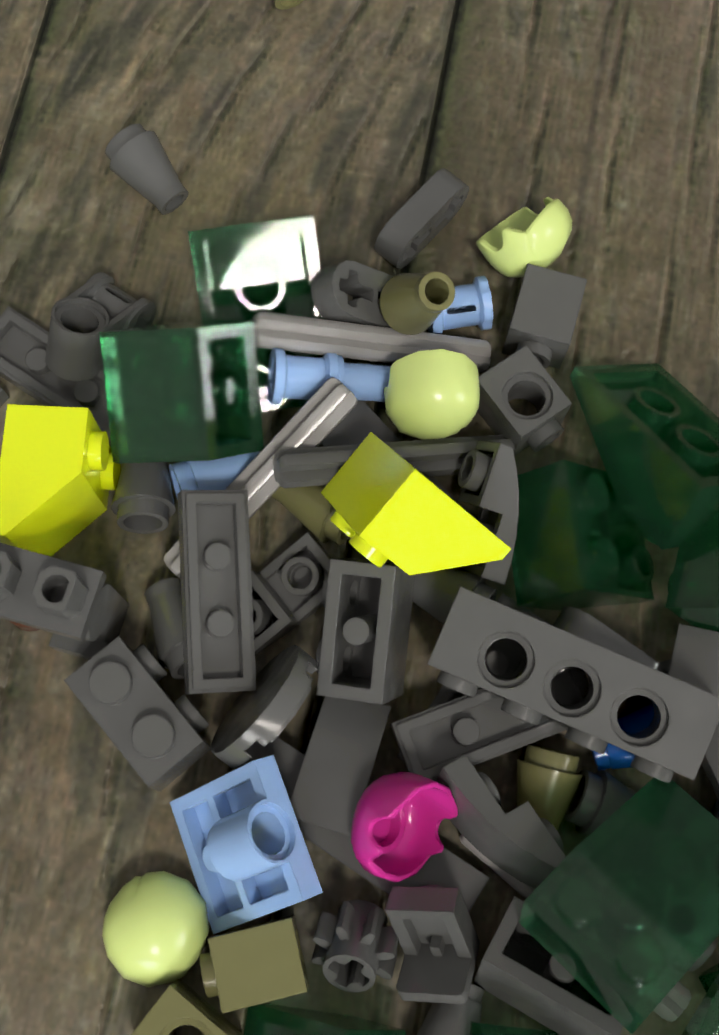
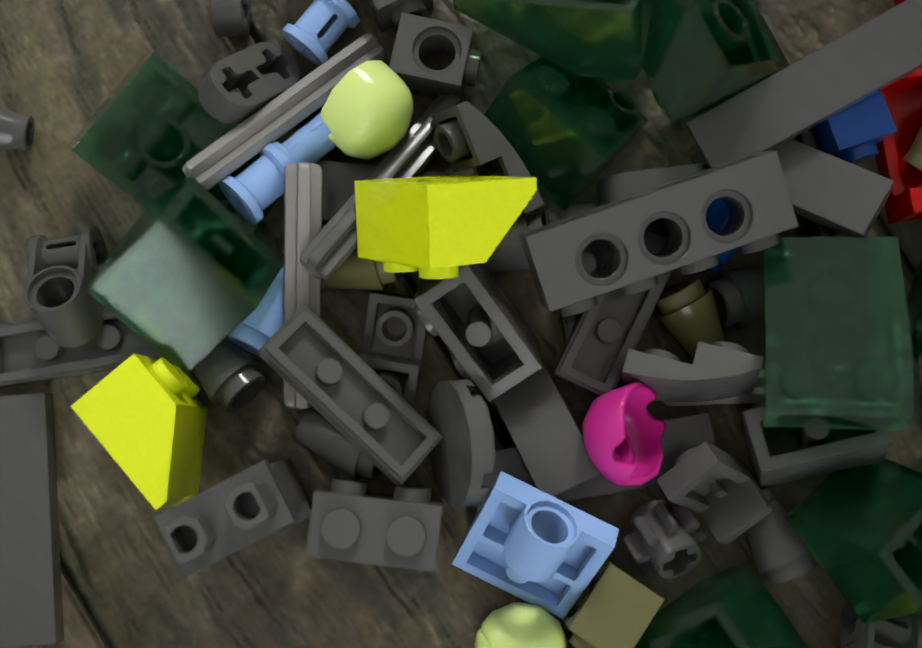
camera: 45 degrees left, 10 degrees up
(415, 300) = (292, 50): olive cone -> none

